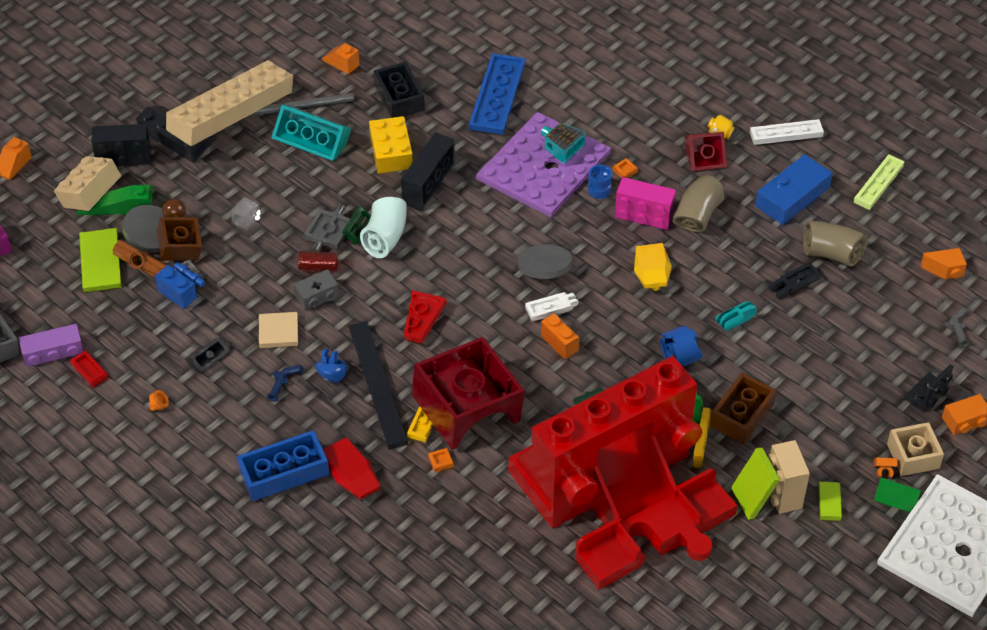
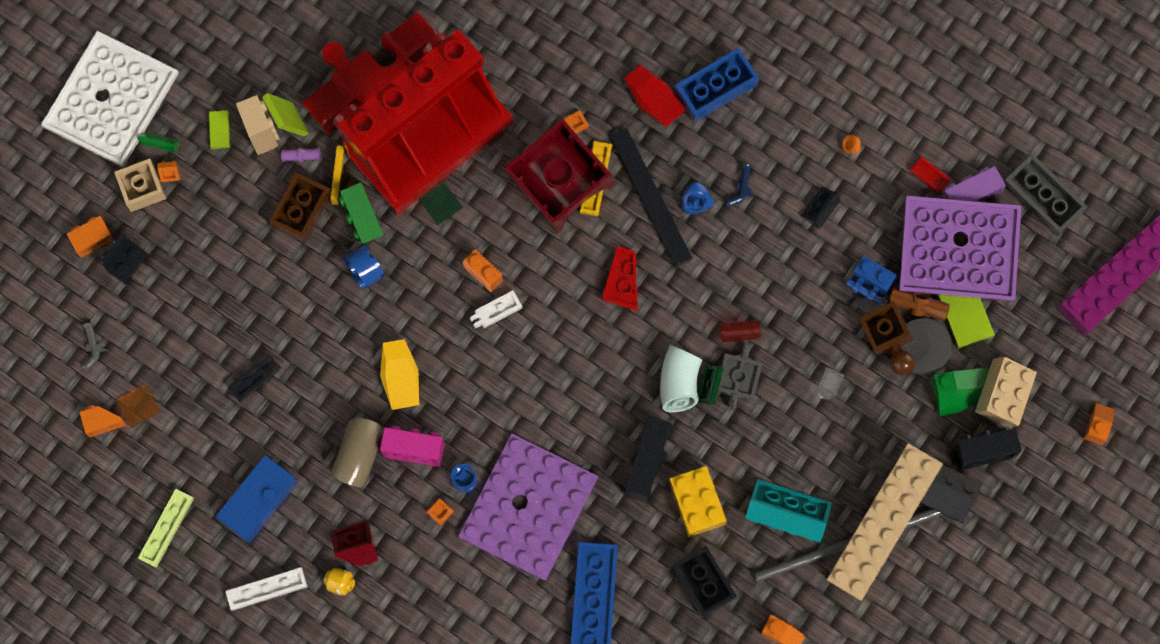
camera: 175 degrees right, 25 degrees up
(62, 276) = (938, 266): none -> medium lavender plate
(278, 330) = (760, 245): tan tile -> none
(316, 290) = (728, 303): dark grey brick -> none
(544, 261) = (509, 361): dark grey piece -> none
(563, 141) = (510, 523): torso -> none
(733, 462) = (300, 154): none -> medium lavender pin
(736, 316) = (311, 322): teal arm -> none
(834, 242) = (215, 424): dark tan brick -> none
(909, 276) = (138, 406): none -> clear orange piece

